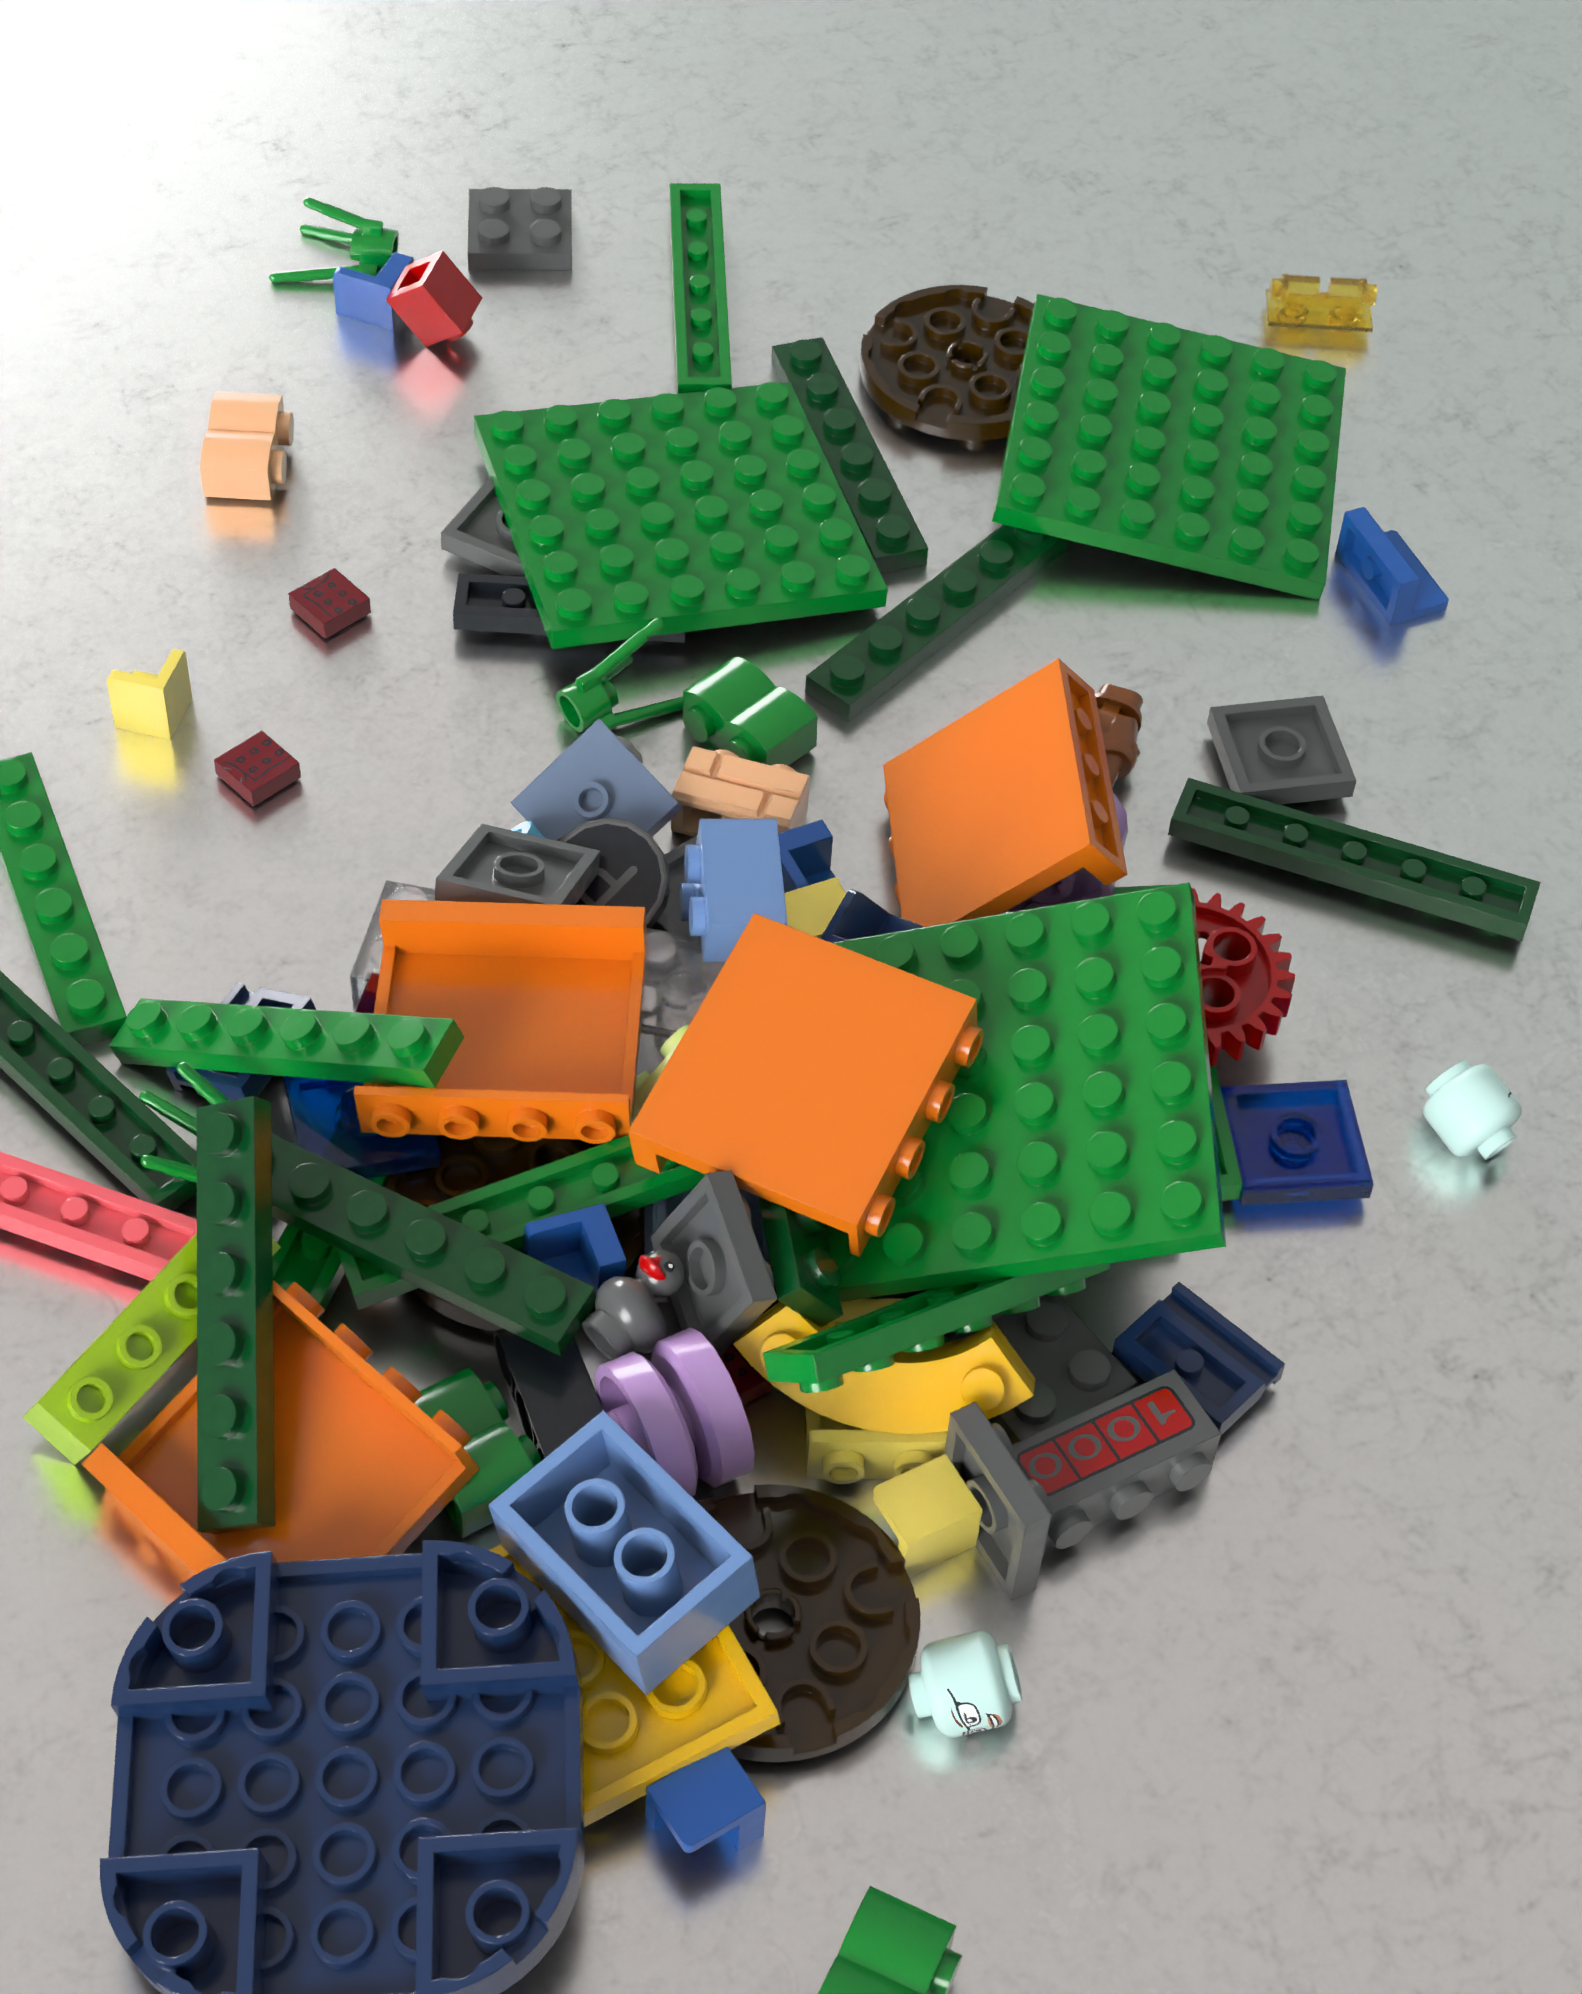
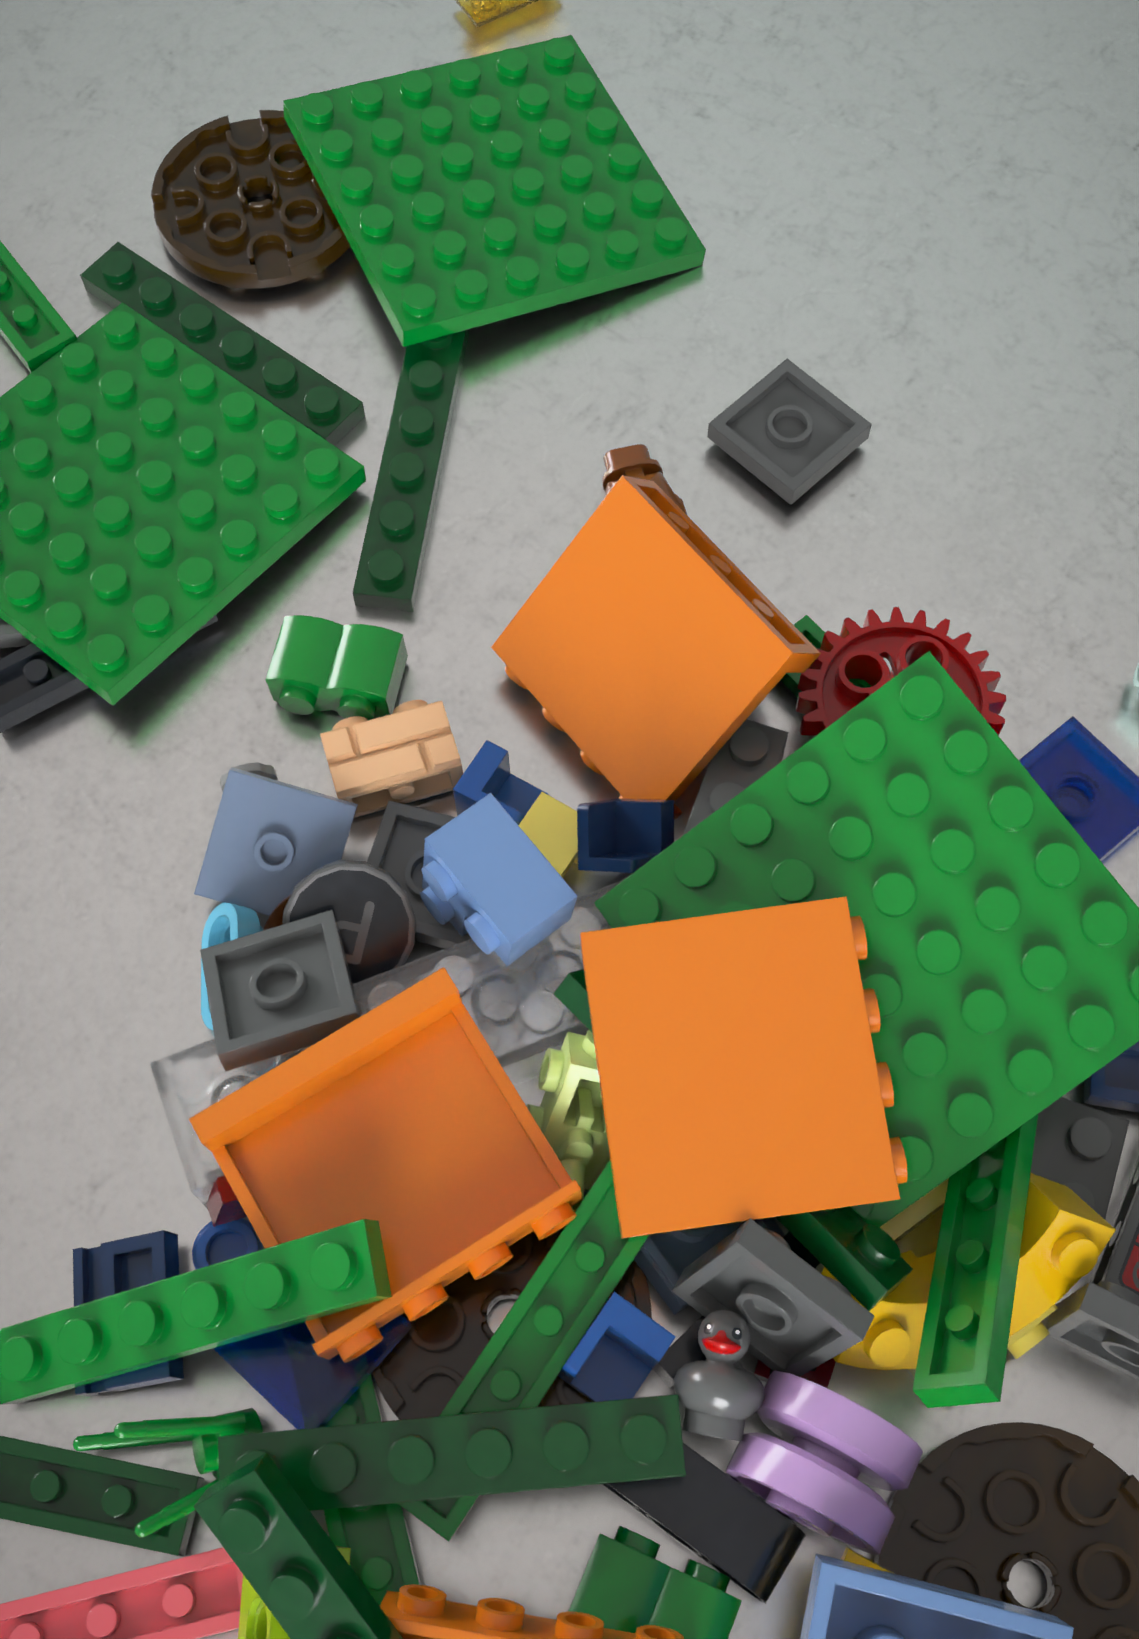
camera: 30 degrees left, 15 degrees up
(594, 695) = (181, 730): green plant -> none
(929, 1513) = (1079, 1381): light yellow panel -> none
(1354, 859) = (916, 498): dark green plate -> none
(1387, 570) = (739, 208): blue panel -> none

